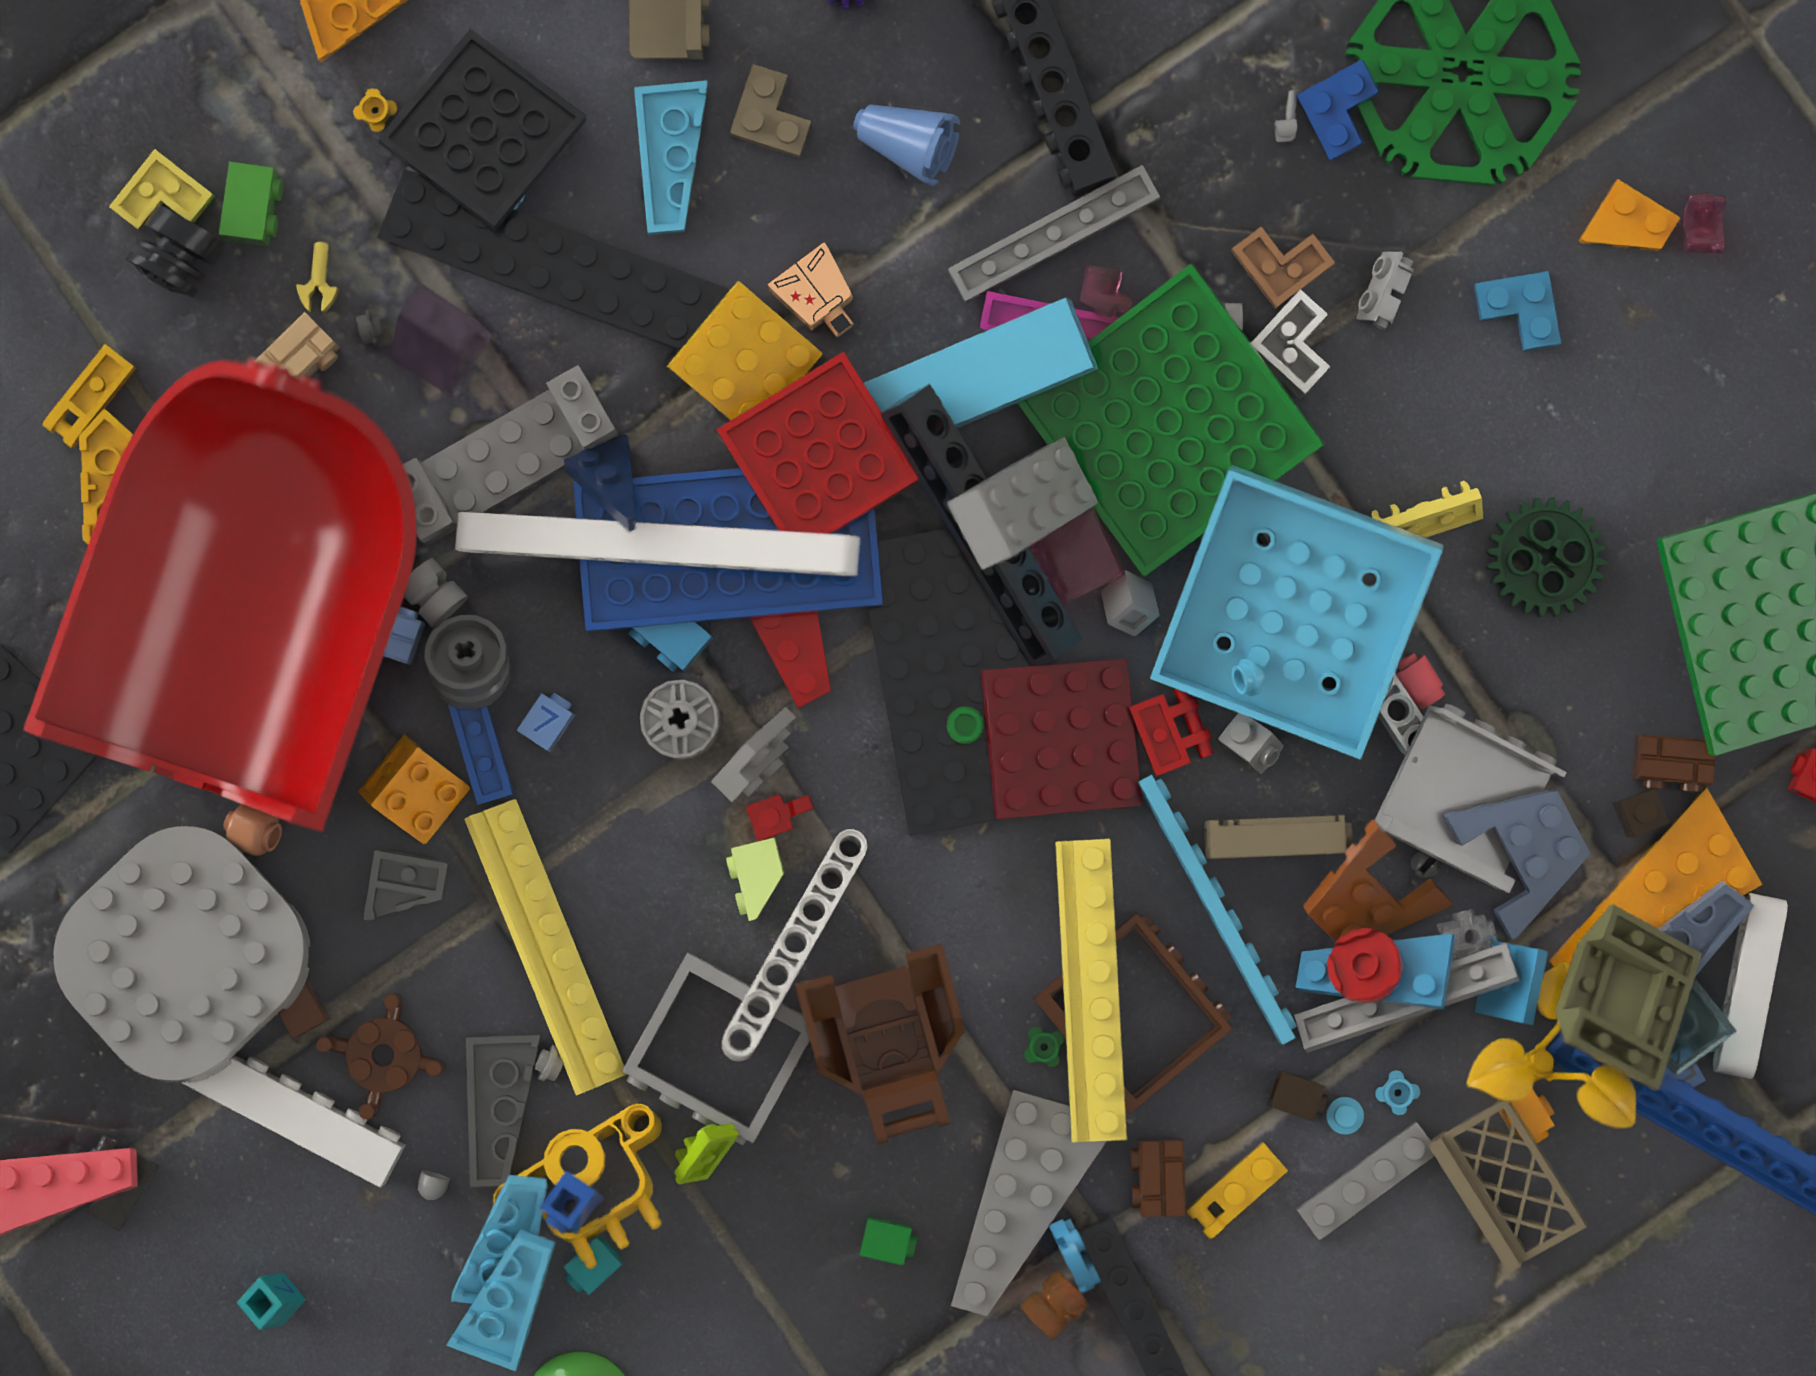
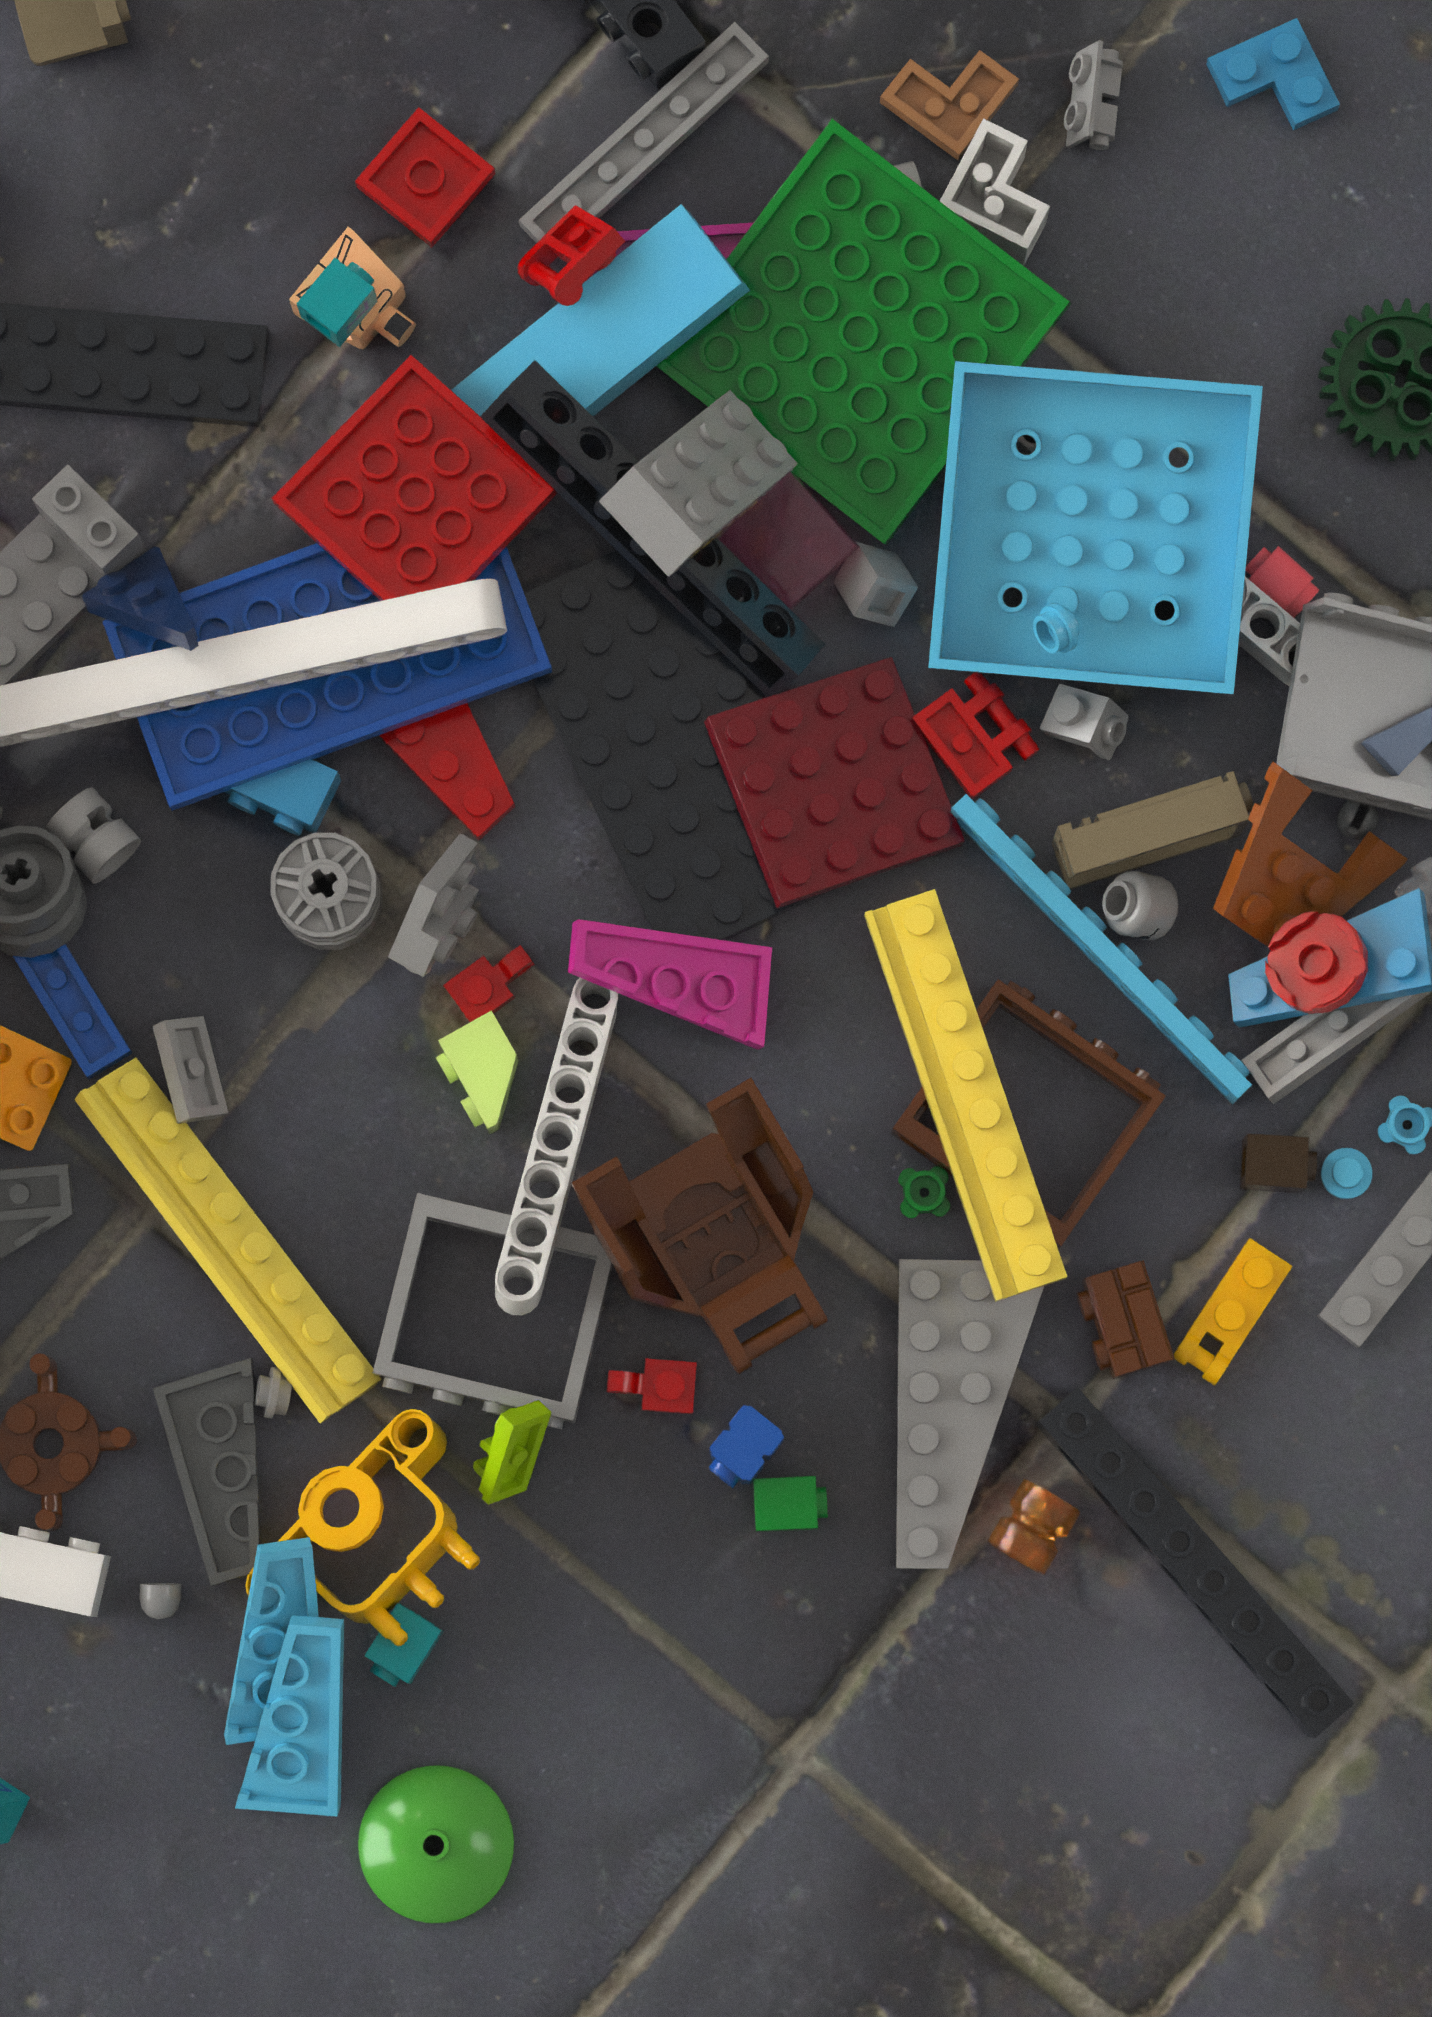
camera: 15 degrees left, 5 degrees down
(526, 633) = (96, 839): none -> light grey wheel
(547, 721) = (150, 943): medium blue brick -> none
(551, 818) = (190, 1069): none -> light grey plate
(567, 1191) = (340, 1548): blue brick -> none
(669, 142) = (112, 159): medium azure wing -> none
(743, 354) = (279, 398): yellow plate -> none
(759, 116) = (226, 102): dark tan plate -> none
(802, 297) = (338, 300): none -> teal brick
(823, 1132) = (664, 1386): none -> red plate
(866, 1195) = (741, 1450): none -> blue brick
(889, 218) = (425, 177): none -> red plate
(910, 138) = (424, 67): medium blue cone -> none
(920, 851) = (687, 976): none -> dark pink wing
(965, 725) = (703, 797): green tile -> none
(988, 304) = (579, 241): none -> red plate
(1078, 1263) = (1030, 1438): dark azure plate -> none
(1102, 292) = (726, 193): clear pink bracket -> none
(1253, 887) = (1140, 905): none -> light grey head
(1438, 515) = (1253, 356): light yellow plate -> none

